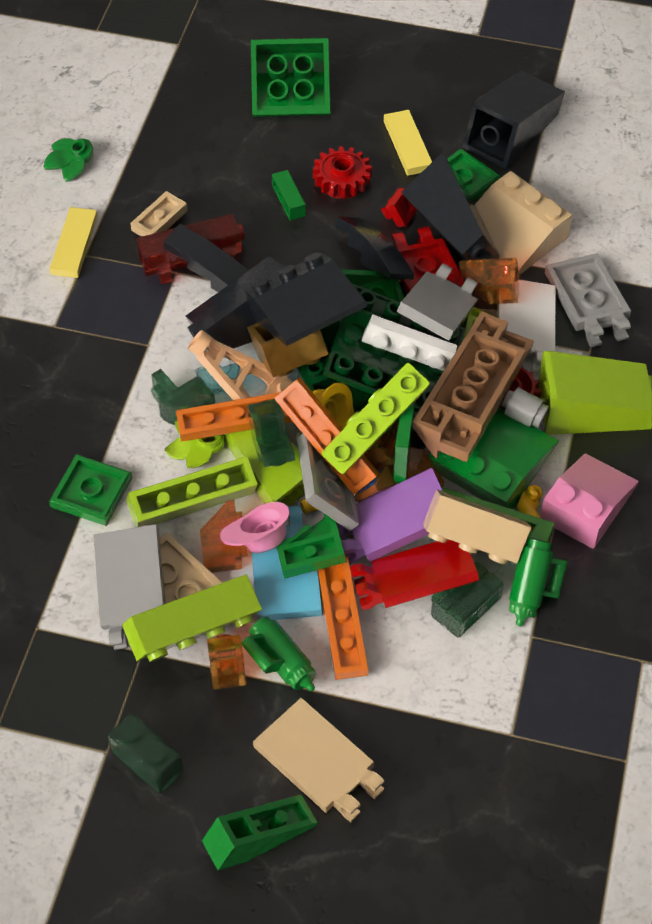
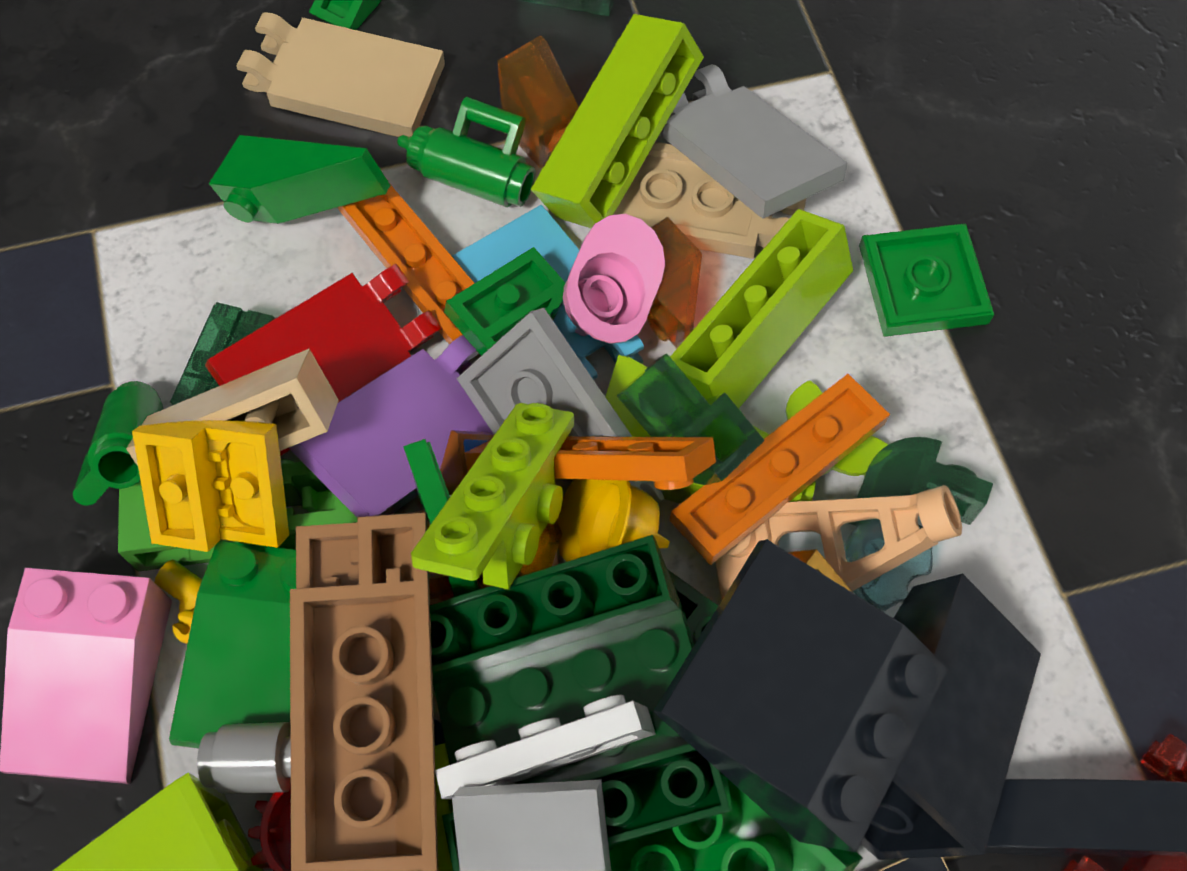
camera: 150 degrees right, 10 degrees up
(391, 682) = (293, 179): none -> green slope
(504, 504) = (212, 483): none -> yellow slope

